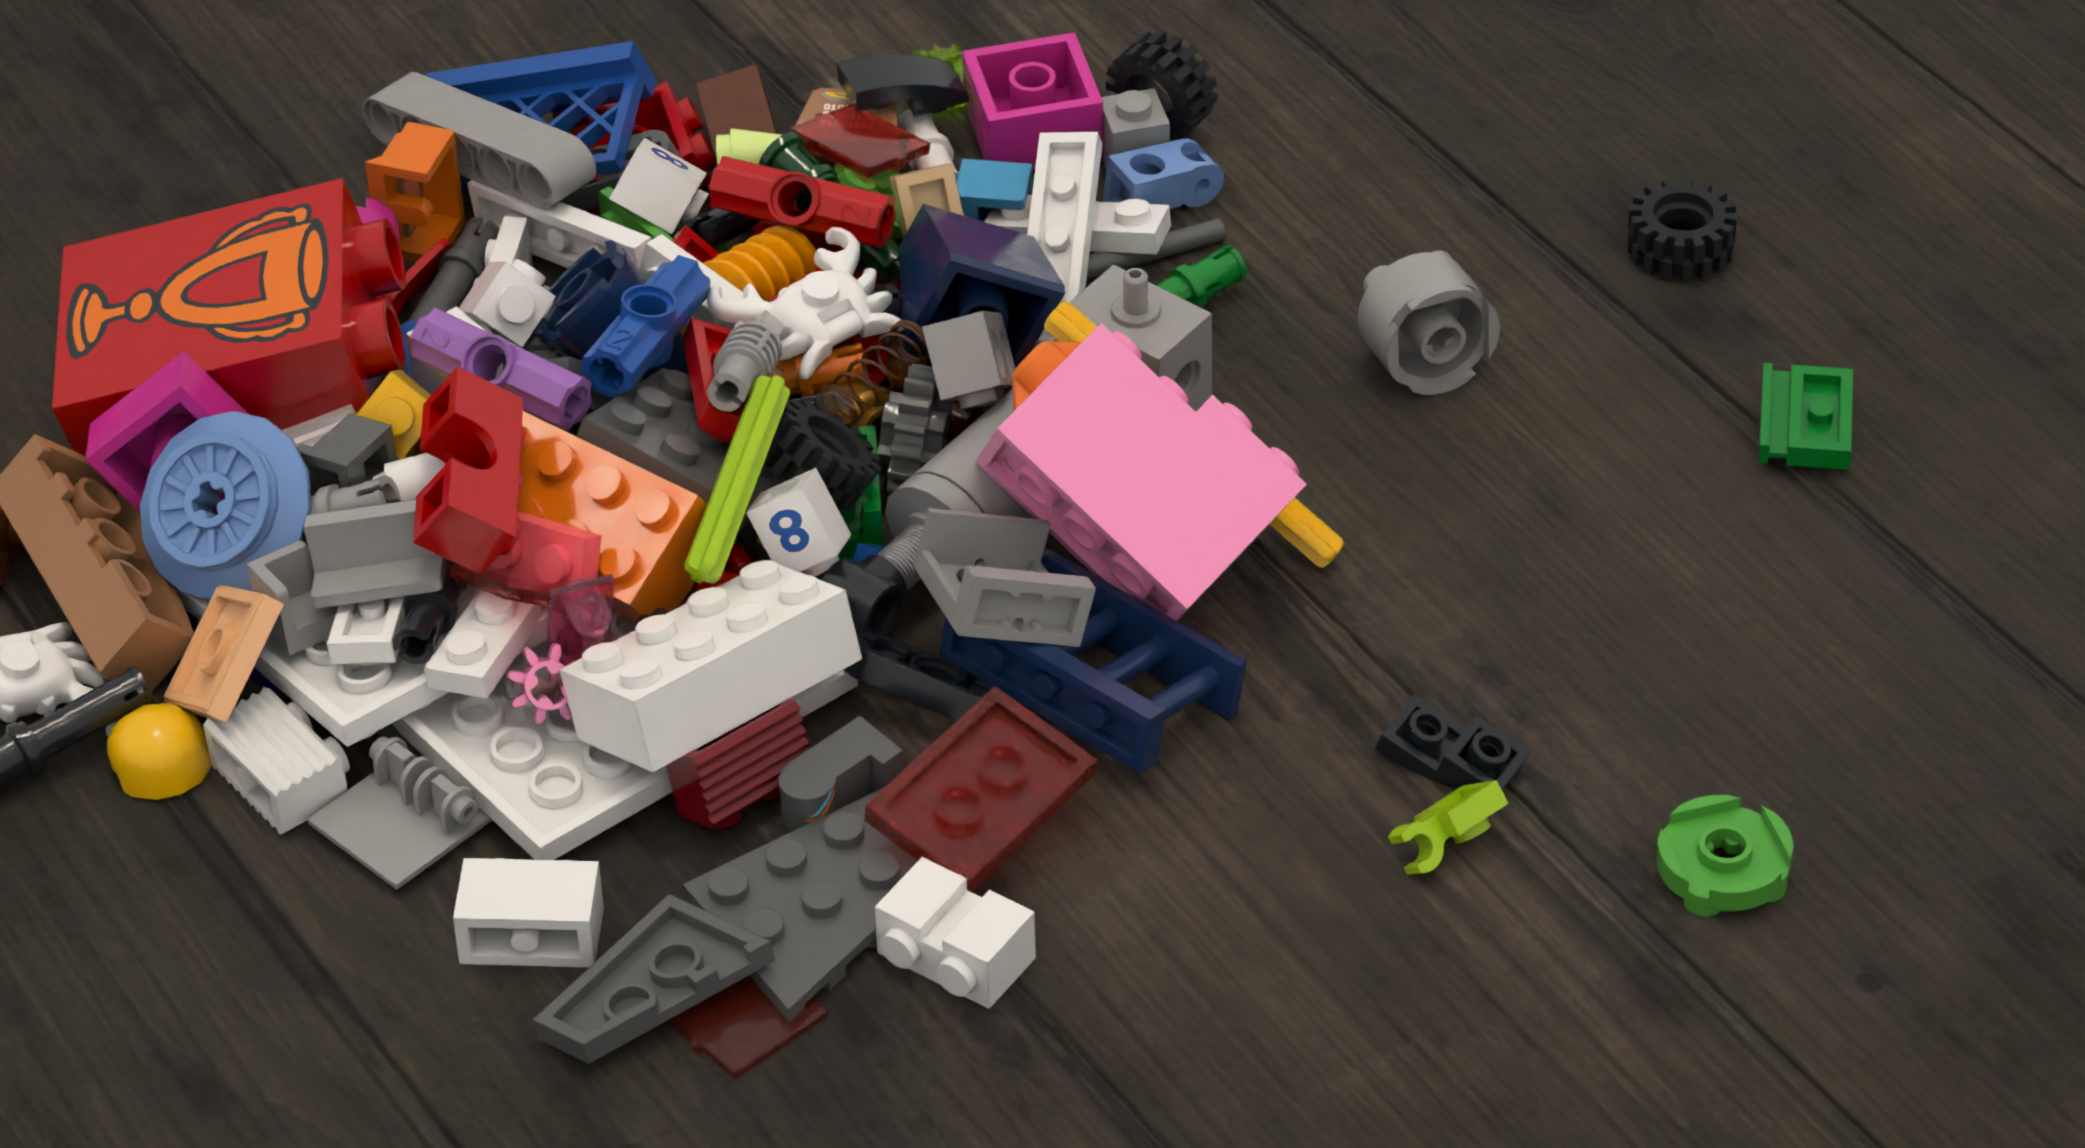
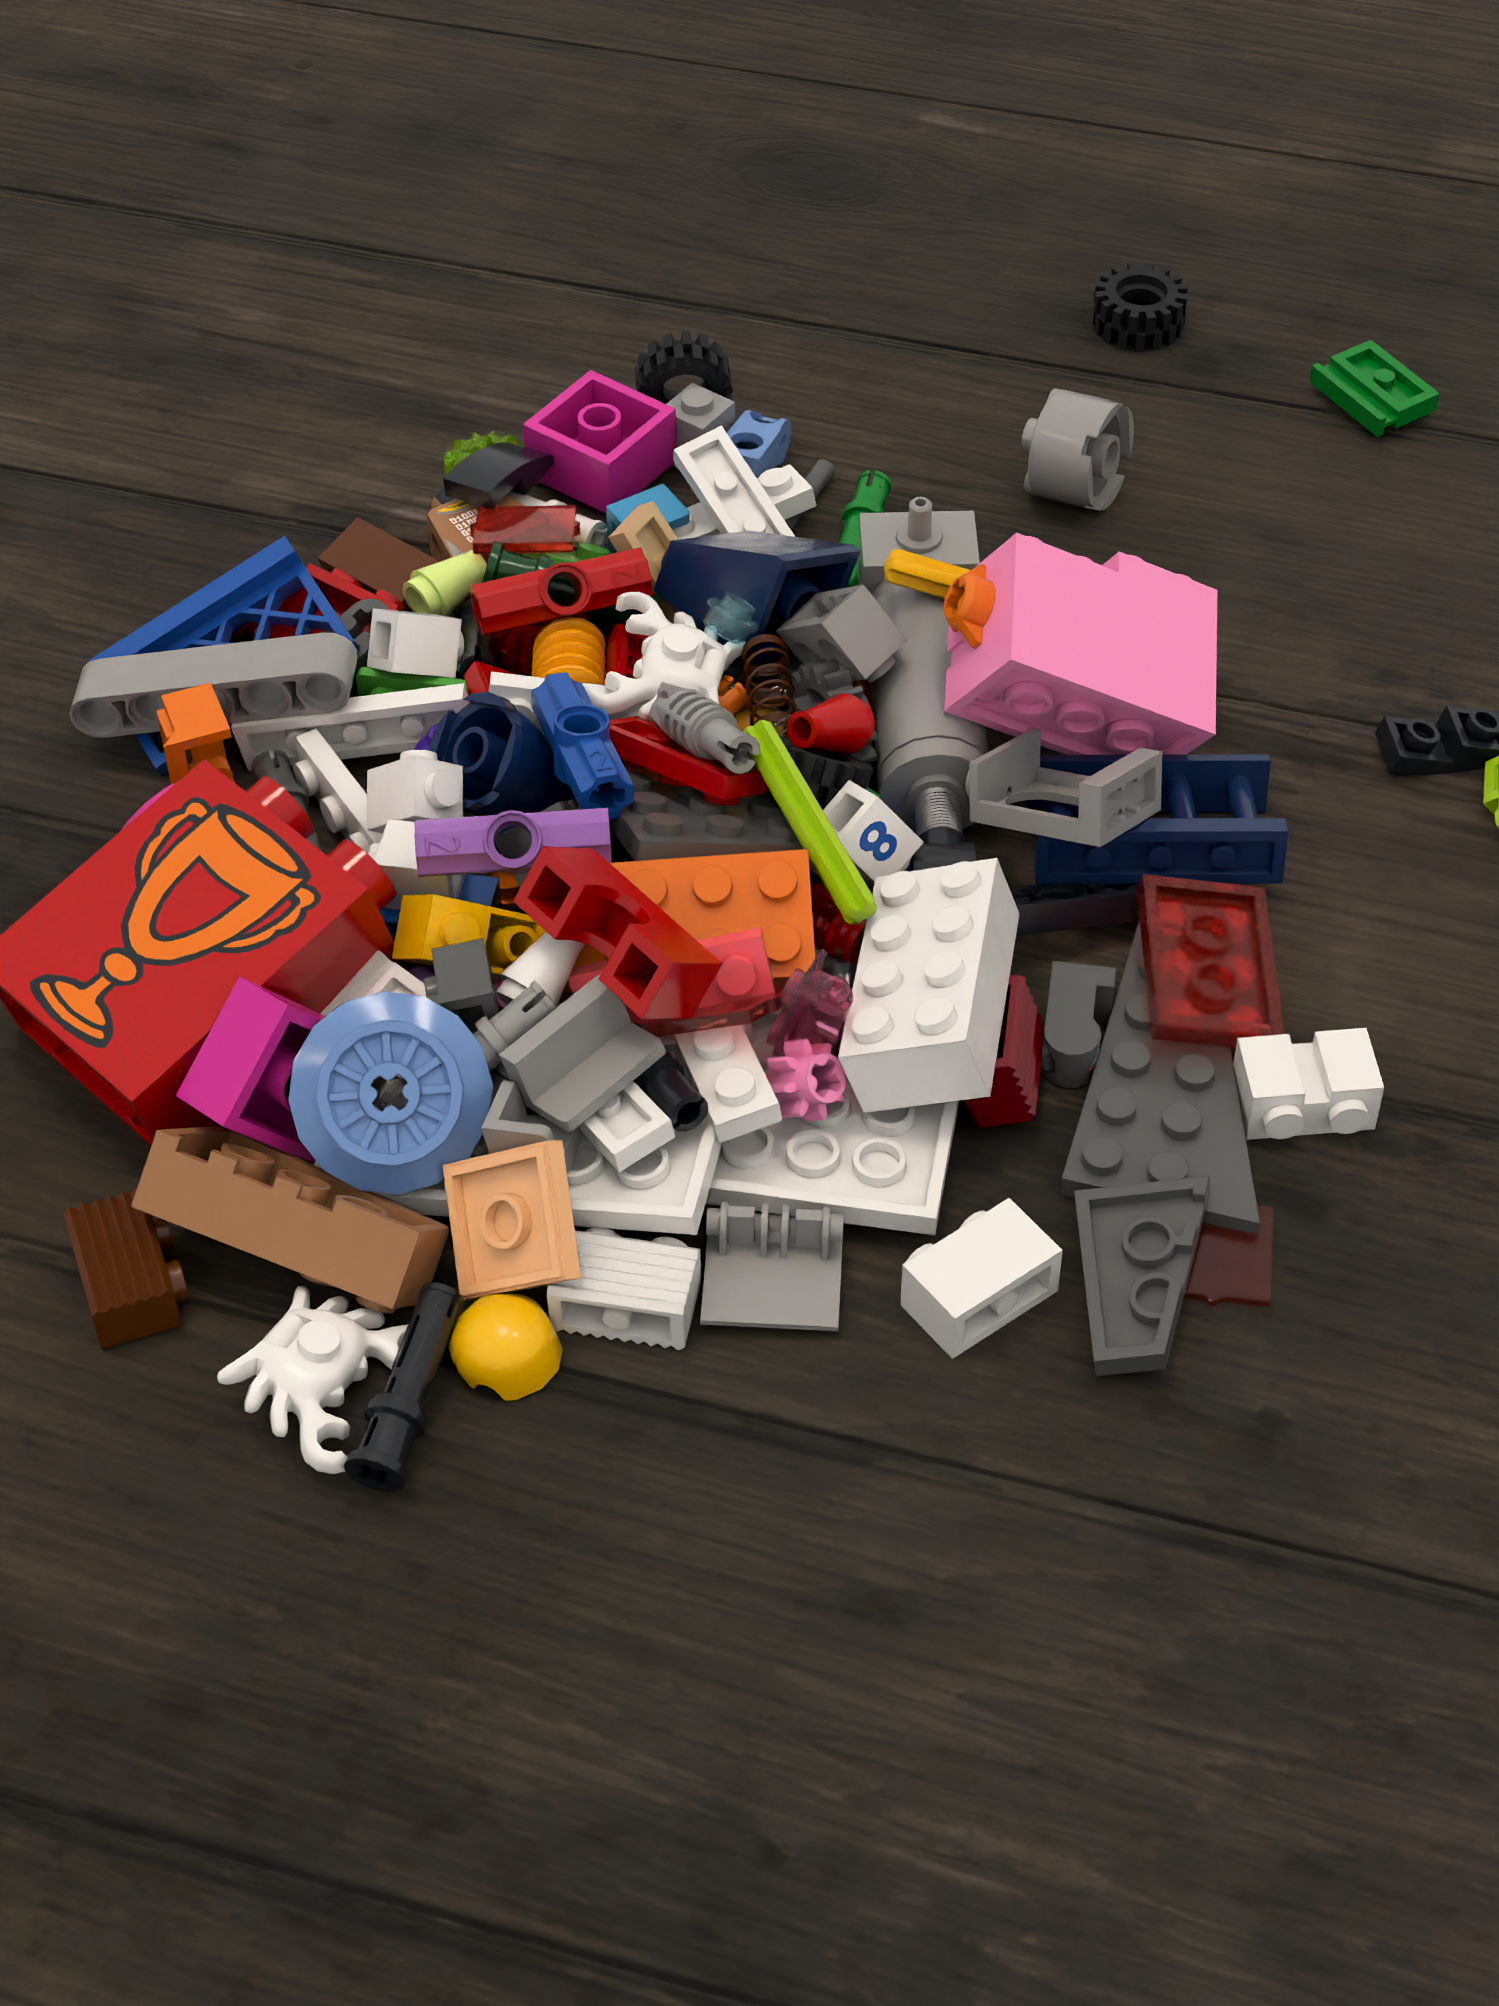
camera: 40 degrees left, 5 degrees up
(860, 419) = (835, 725): none -> red cone
(896, 293) = (731, 618): none -> clear light blue plate

